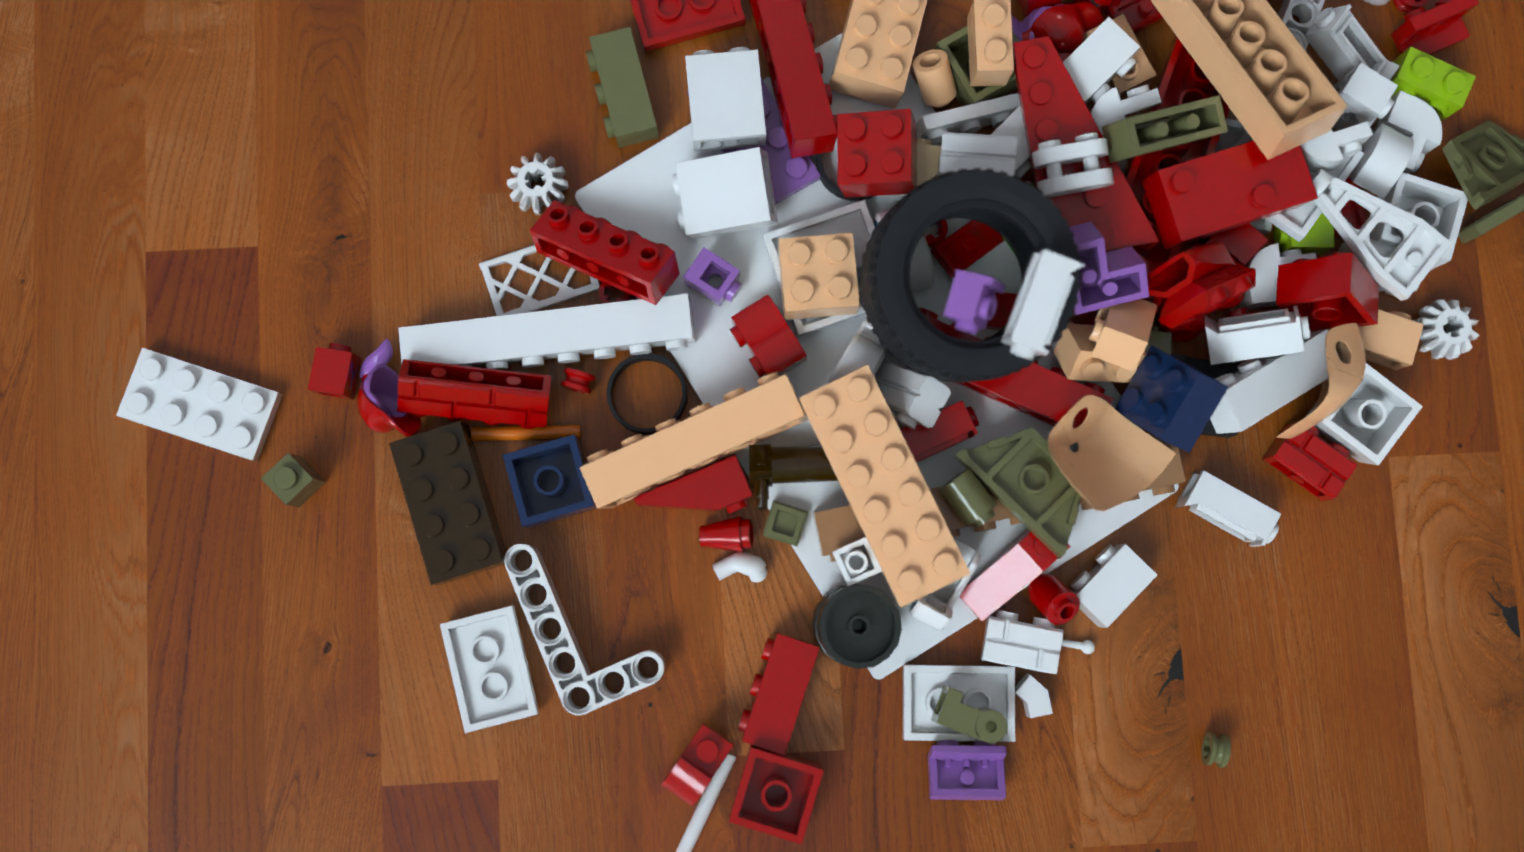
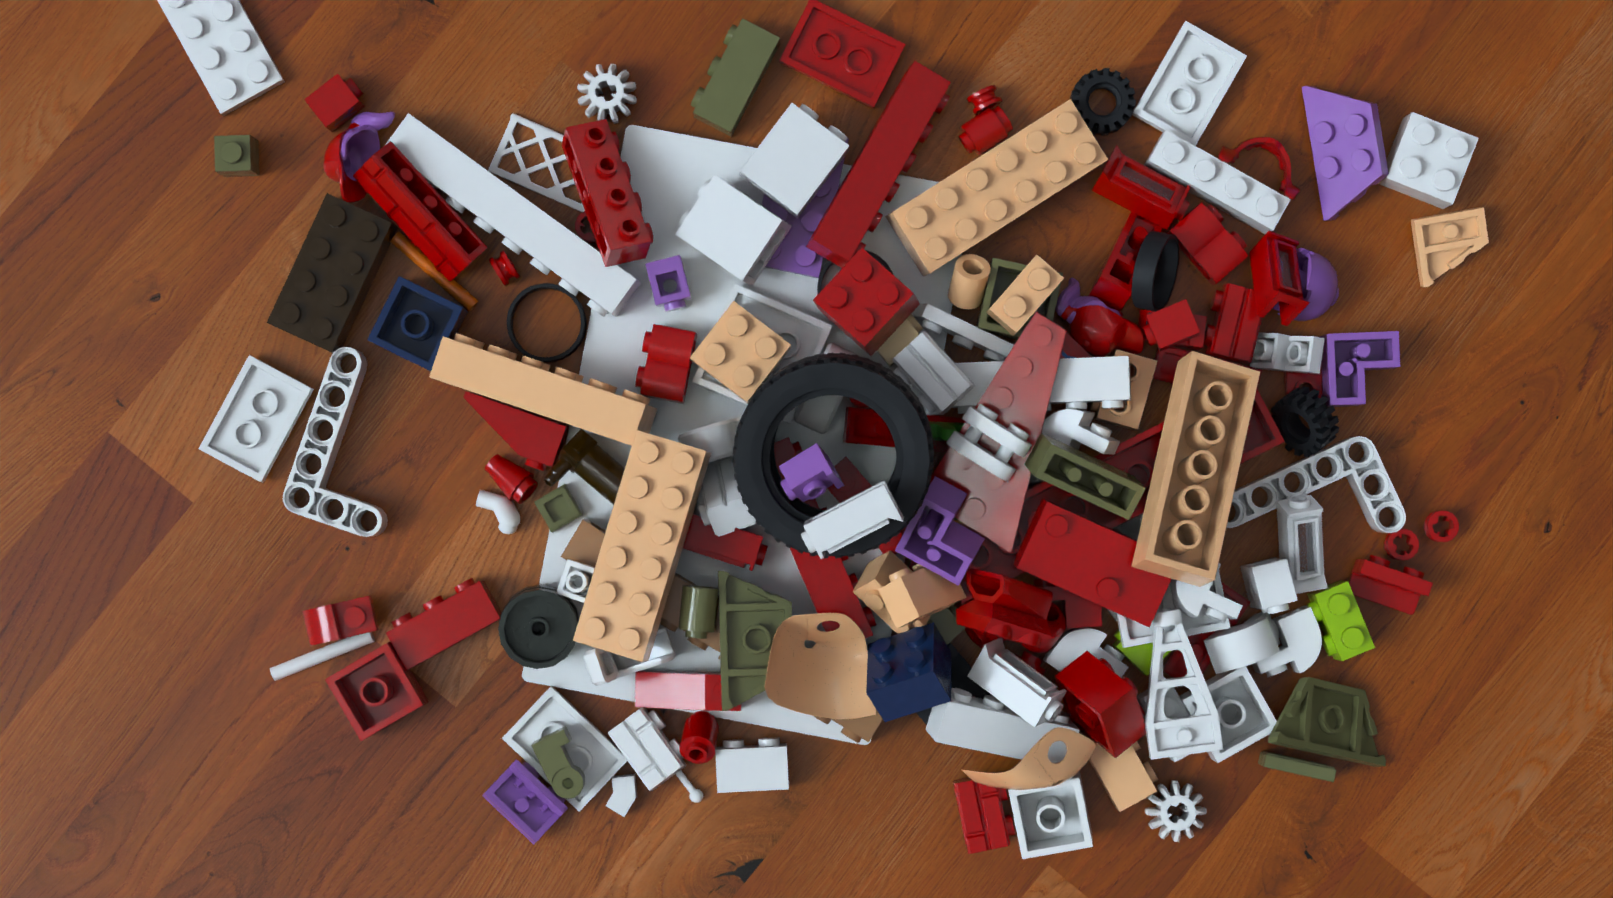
camera: 50 degrees right, 5 degrees up
(1230, 509) = (889, 793): white window -> none

